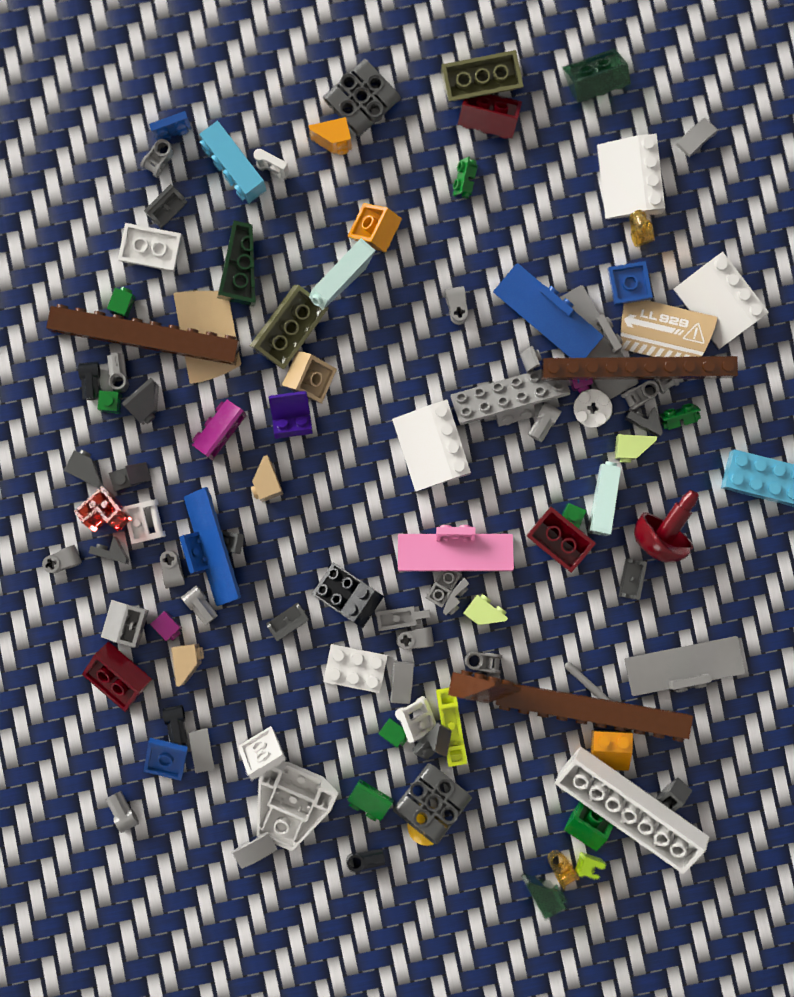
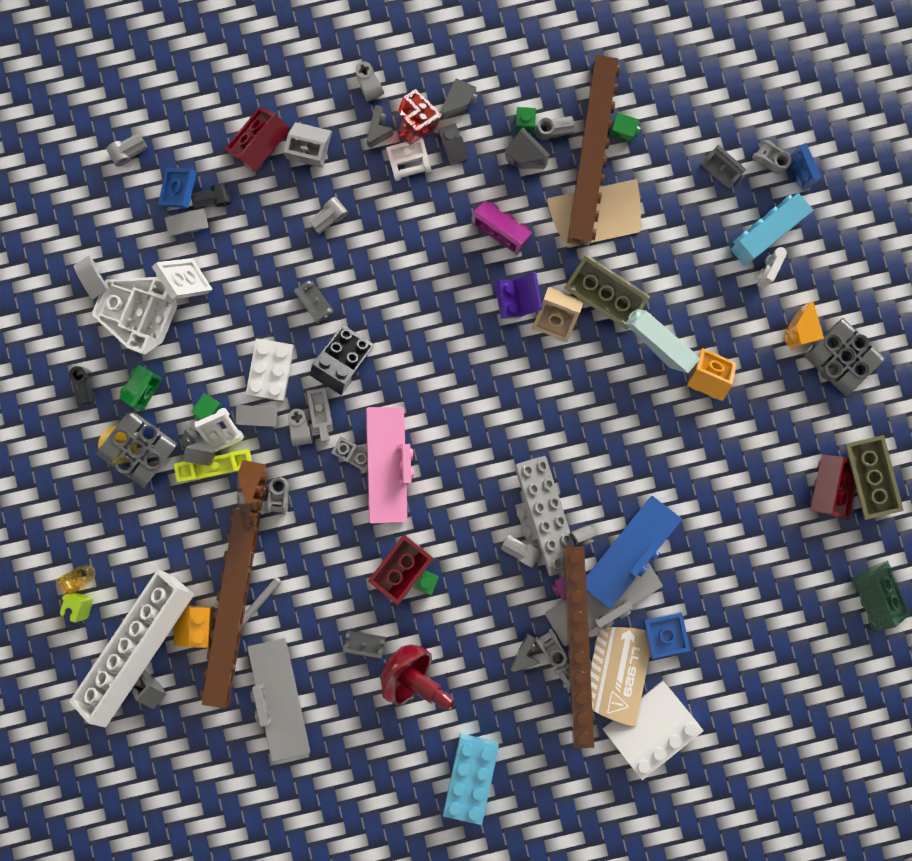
camera: 90 degrees right, 0 degrees up
(89, 375) = (551, 100): black piece -> none
(149, 247) = (681, 153): white plate -> none
(166, 626) = (306, 184): magenta brick -> none
(172, 573) = (359, 187): light grey piece -> none
(186, 661) = (271, 202): tan slope -> none
(207, 549) = (384, 218): blue bracket -> none
(233, 542) = (390, 241): dark grey slope -> none
(238, 271) = (663, 239): dark green wedge -> none
(266, 482) = (451, 274): tan slope -> none
(431, 445) = (493, 437): white slope -> none
(452, 602) = (337, 463): light grey slope -> none
(456, 302) = (639, 459): light grey piece -> none
(465, 168) = (760, 461): green hinge -> none
(483, 613) = (326, 494): yellowish green slope -> none
(547, 897) = (45, 561): clear green slope -> none
(588, 827) = (115, 604): green slope -> none
(601, 401) = (544, 608): white plate -> none
(604, 499) = (443, 614): light aqua slope -> none
(631, 176) = (776, 634): white slope -> none
(632, 446) = (498, 641): yellowish green slope -> none
(641, 228) = (723, 645): clear yellow piece -> none
(672, 417) = (530, 681): green hinge -> none
(696, 137) = (822, 701): light grey slope -> none

